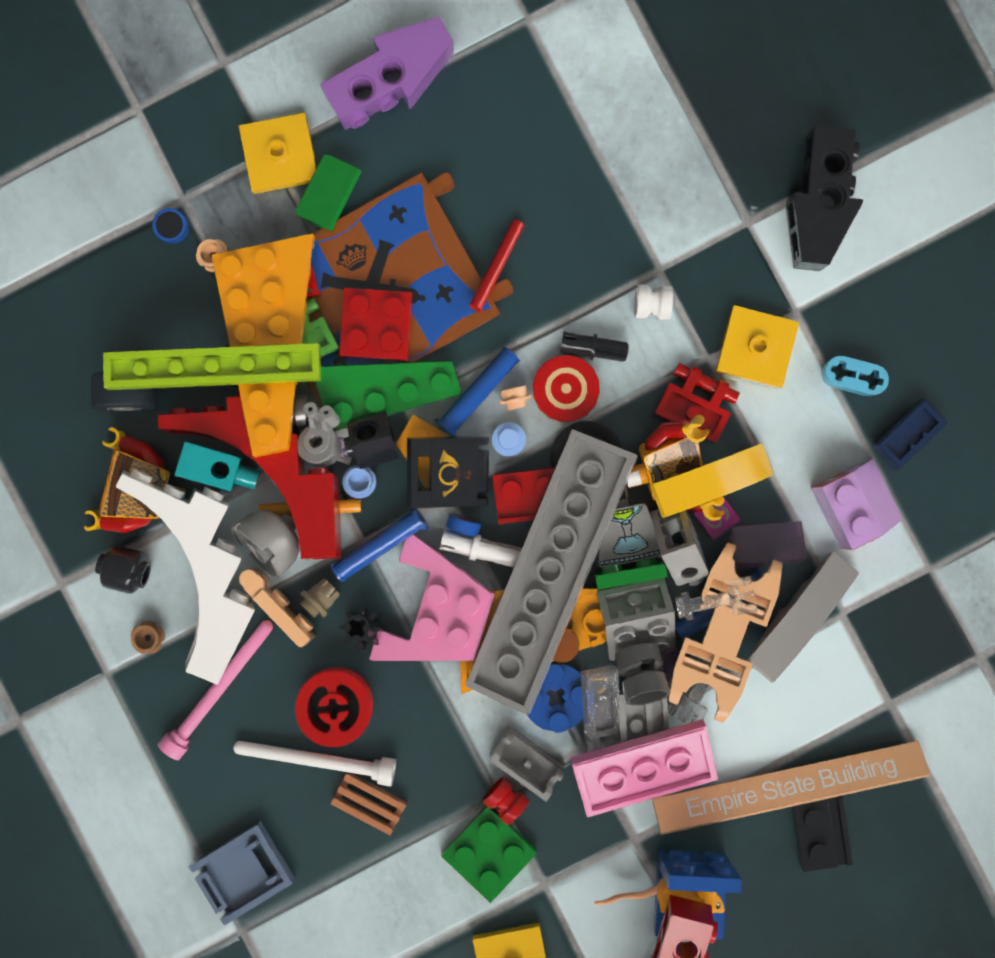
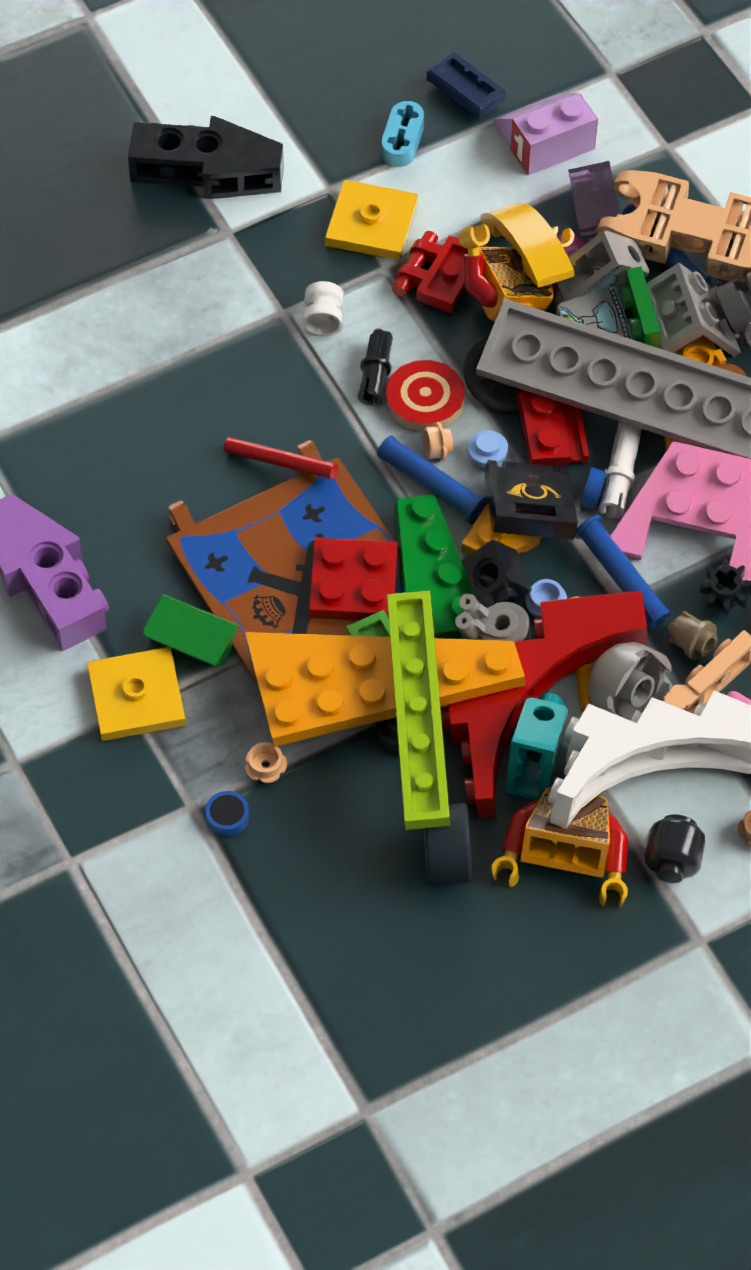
camera: 90 degrees left, 30 degrees down
(732, 597) = (671, 251): clear hinge -> none
(802, 617) = (649, 154): light grey slope -> none

